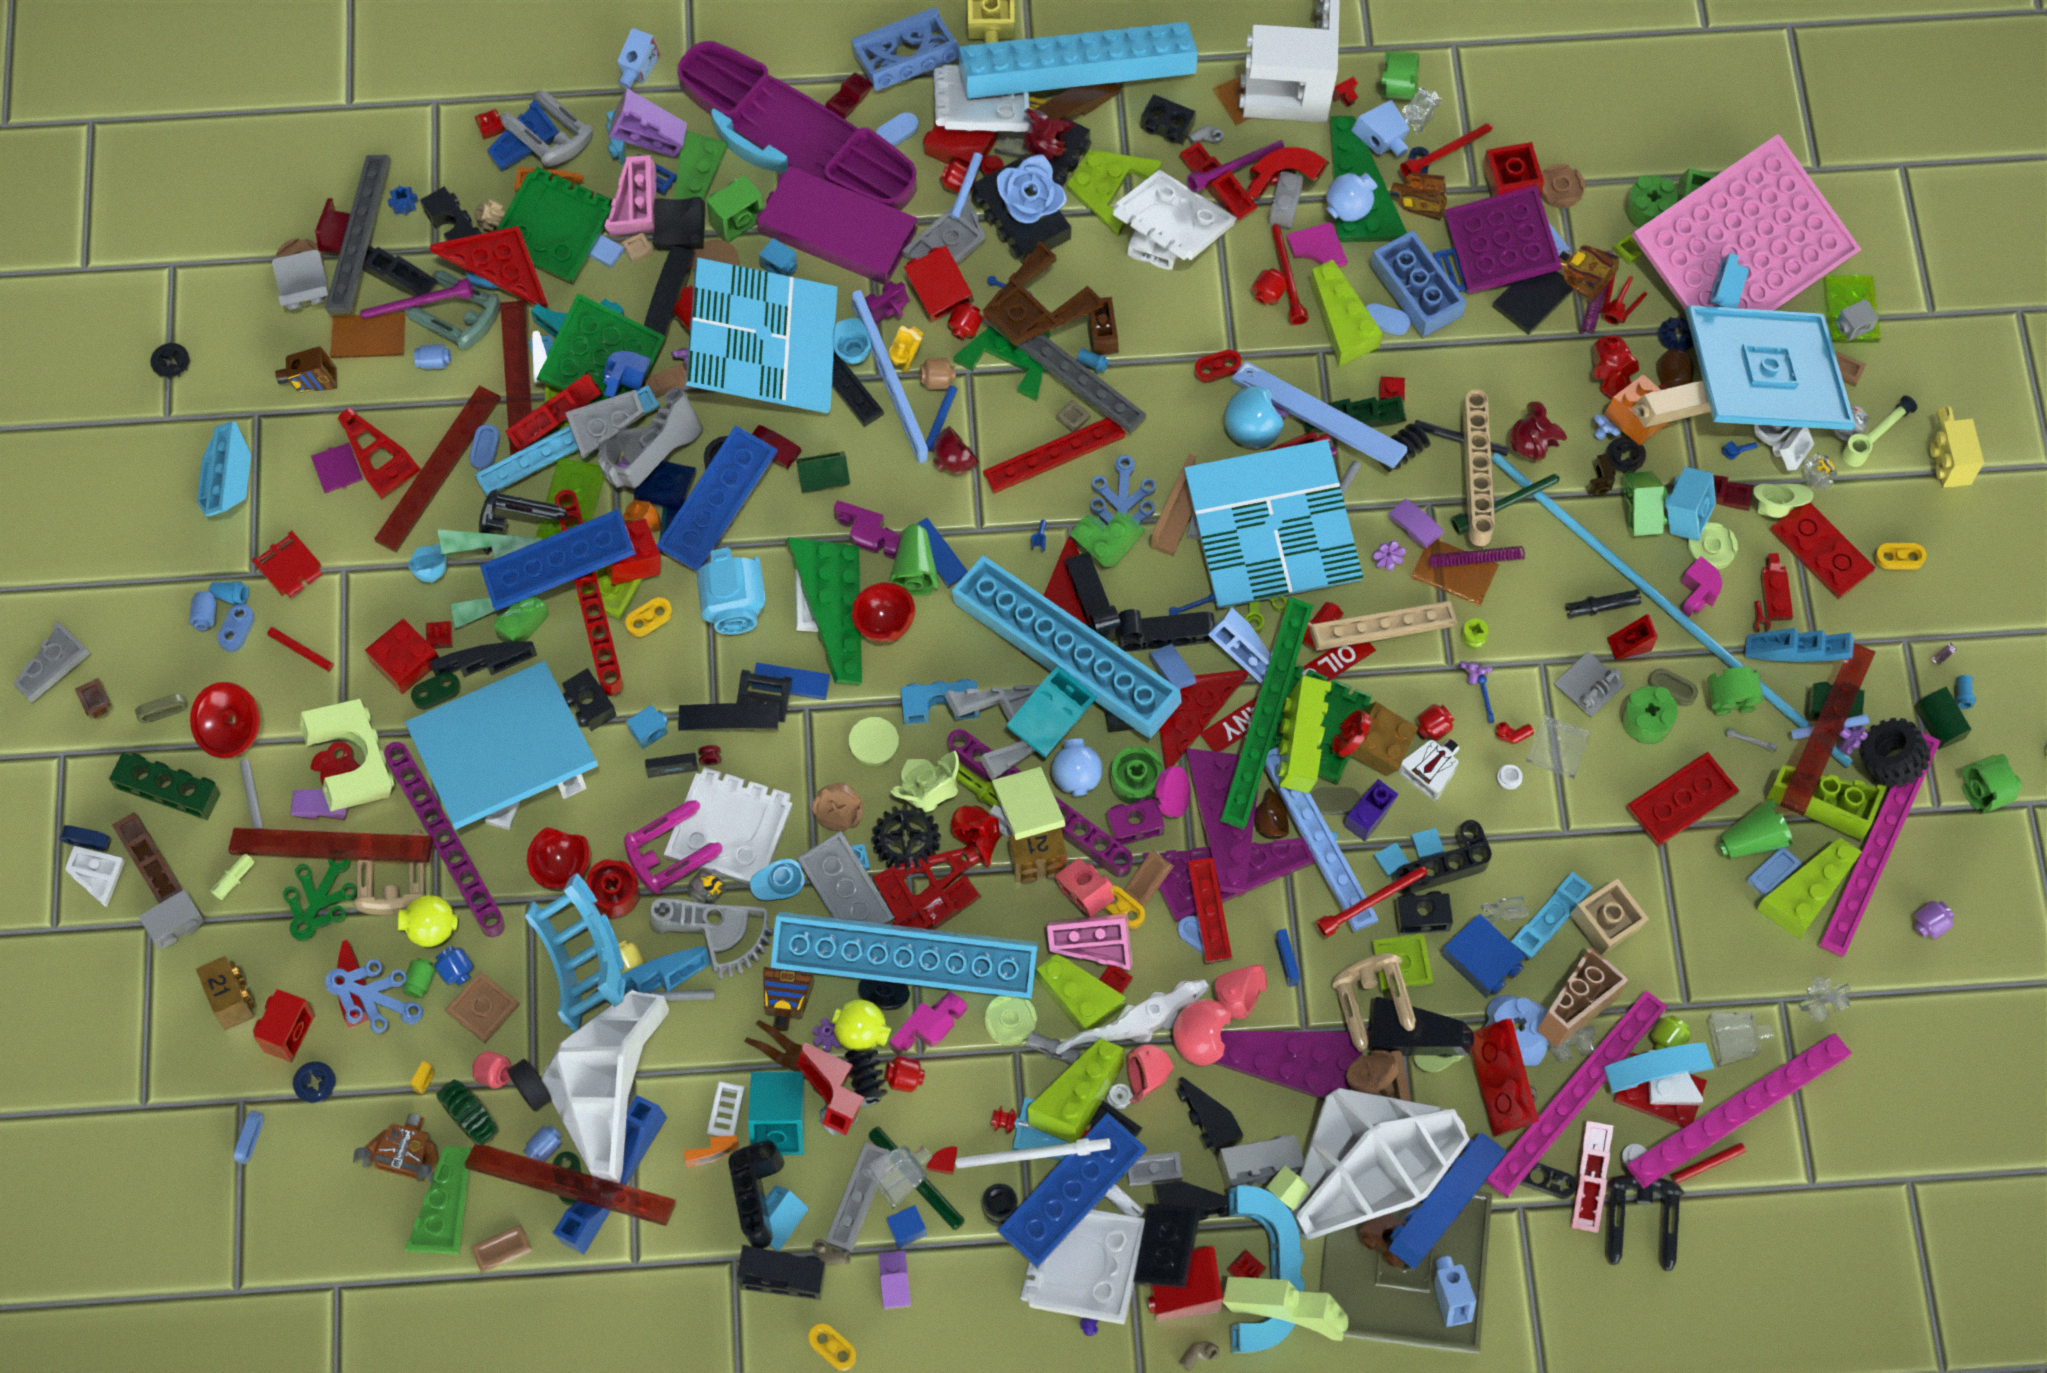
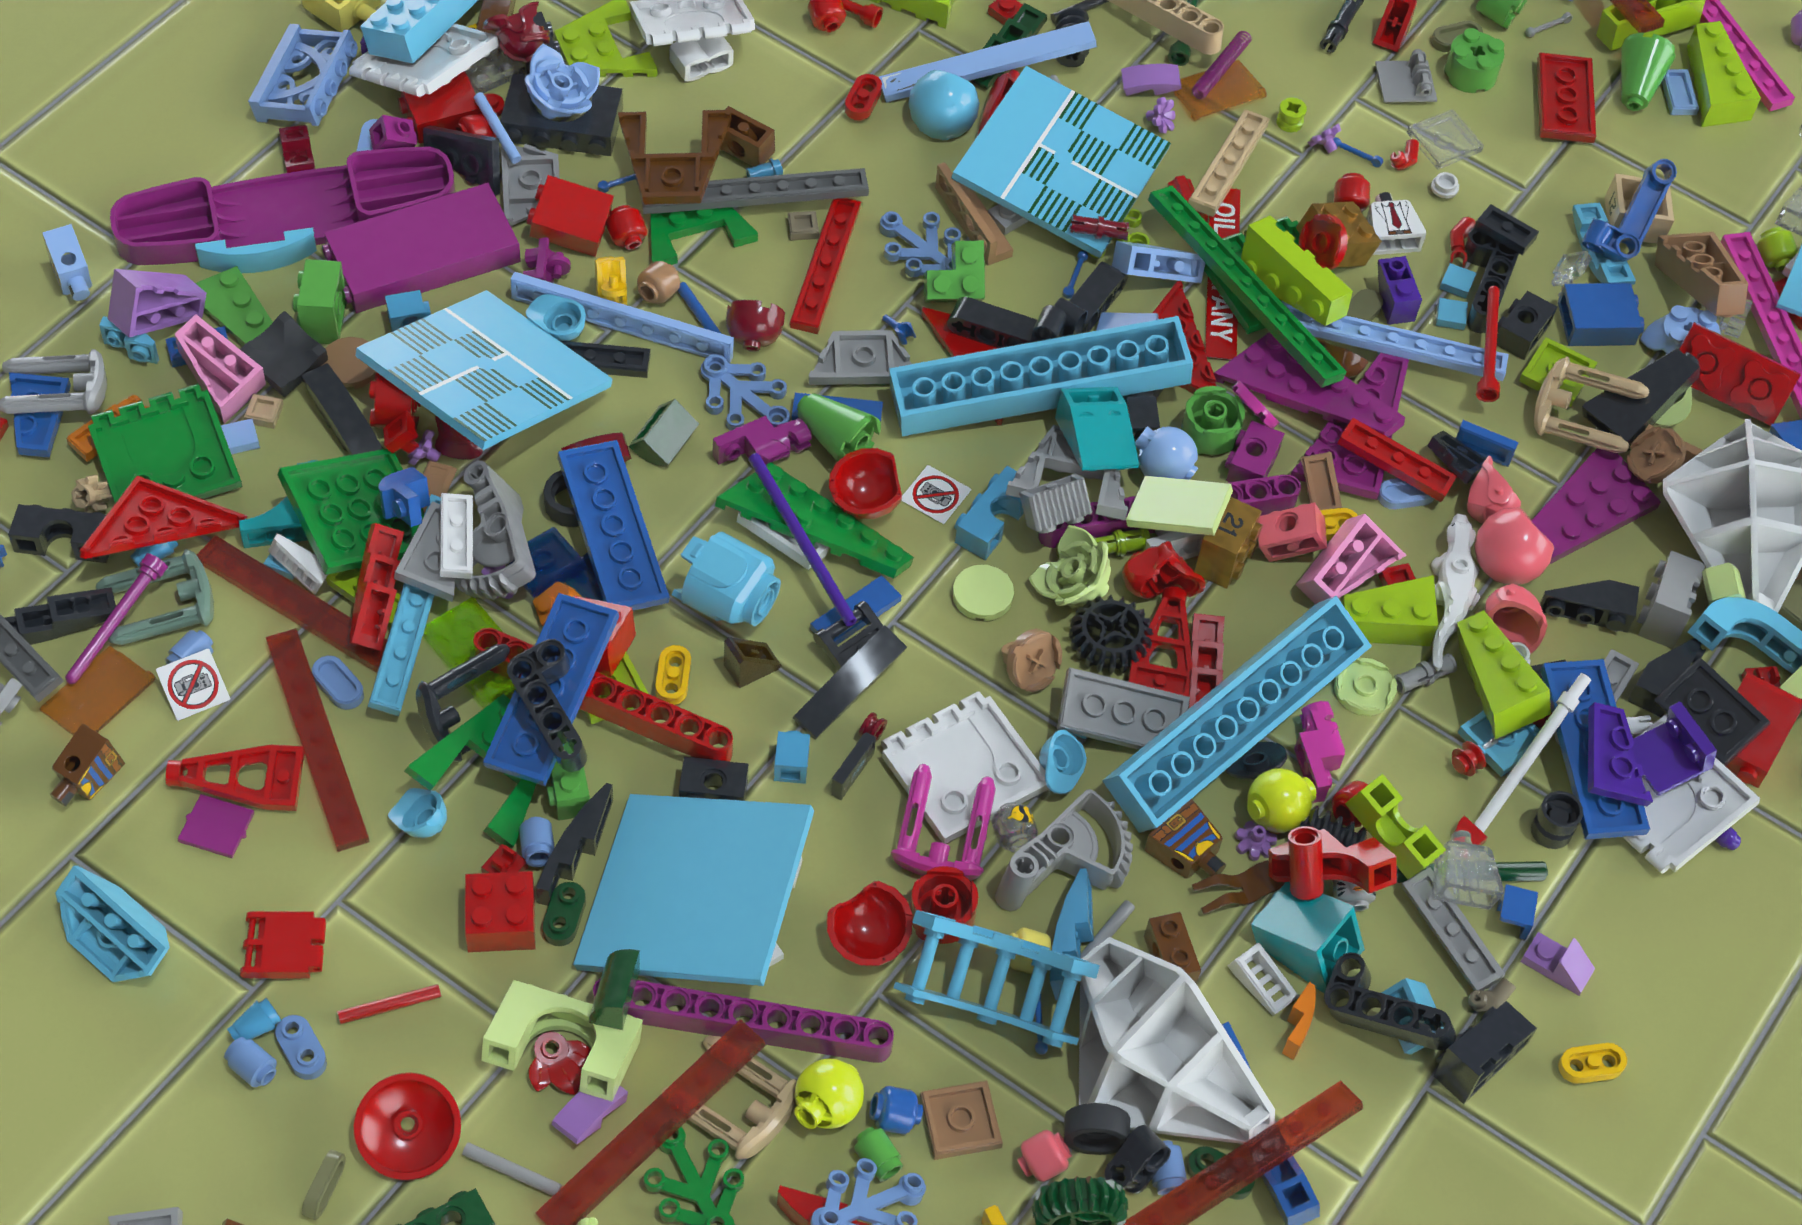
camera: 55 degrees left, 10 degrees down
(392, 756) = (616, 989): none -> dark green brick
(413, 376) = (193, 684): none -> sticker
(466, 636) = (536, 841): none -> medium blue brick
(519, 597) = (550, 710): none -> black beam
(525, 1121) = (1140, 1159): none -> black piece
(621, 422) = (456, 536): none -> white tile
(675, 331) = (401, 434): none -> red tile
(694, 1042) = (1169, 940): none -> reddish brown brick
(697, 649) = (748, 660): none -> dark brown slope
(801, 608) = (802, 540): none -> dark purple piece
(805, 1069) = (1306, 863): none -> red pin
(889, 1106) = (1378, 812): none -> lime arch
(900, 487) = (742, 390): none -> medium blue plant
(904, 137) = (392, 133): none -> magenta brick
(928, 658) = (935, 494): none -> sticker
(932, 186) = (469, 154): none -> black wing
(960, 730) = (1056, 503): none -> light grey brick
(991, 533) = (859, 358): none -> light grey wing
(1065, 1205) = (1611, 757): none -> dark purple wing
(1097, 731) = (1142, 413): none -> black panel
(1108, 1239) = (1674, 751): none -> dark purple bracket
(1231, 588) = (1099, 227): none -> dark red pin
(1256, 947) = (1457, 456): none -> black wing
(1481, 815) = (1457, 239): none -> red arm
(1487, 841) = (1506, 229): none -> black plate
(1547, 910) = (1605, 238): none -> blue piece

